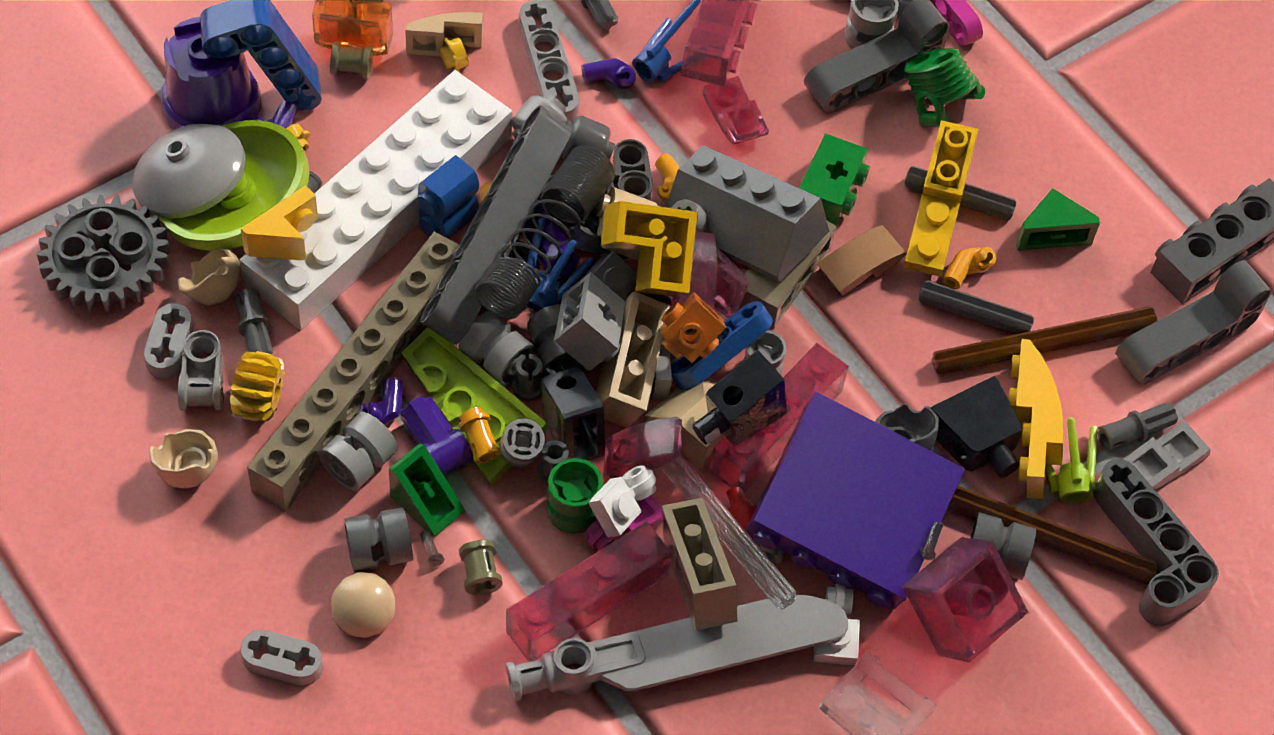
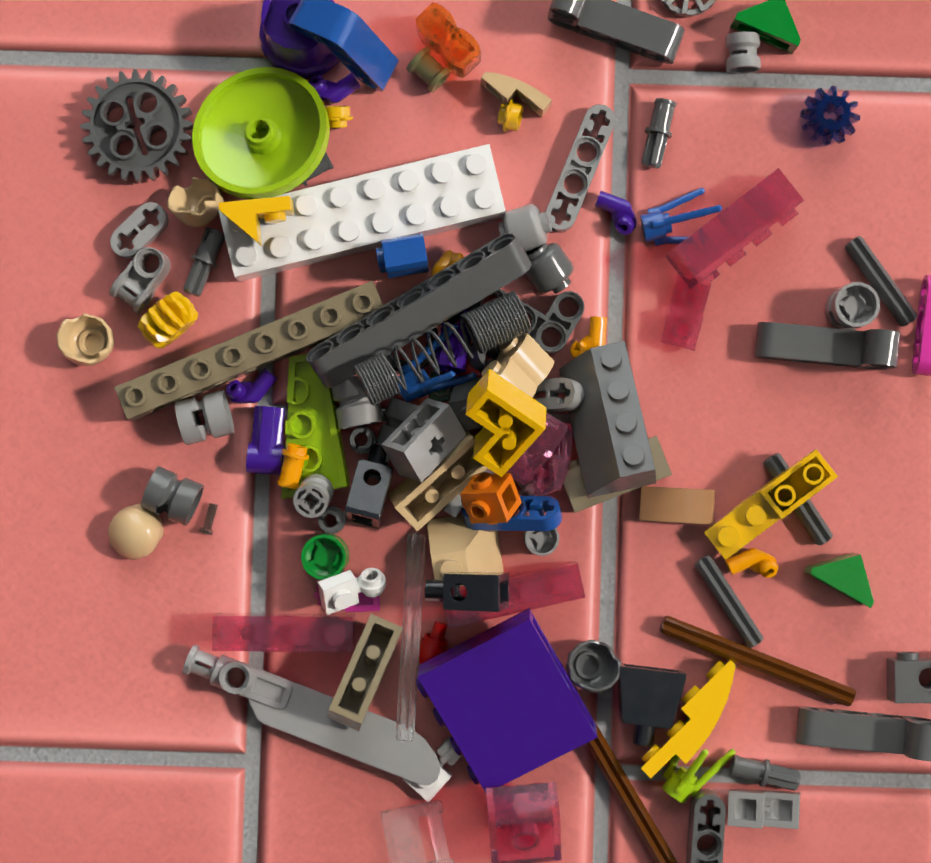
camera: 40 degrees right, 30 degrees up
(188, 170) = (249, 108): light grey dish -> none
(283, 652) = (51, 537): light grey beam -> none
(423, 490) = (229, 481): green slope -> none
(480, 567) = (228, 561): olive bush -> none
(643, 444) = (398, 553): clear pink slope -> none
(835, 174) = (718, 409): green brick -> none
(927, 552) = (538, 767): clear smoke piece -> none
(942, 79) = (854, 404): green piece -> none
(1011, 542) = (588, 799): dark grey wheel -> none

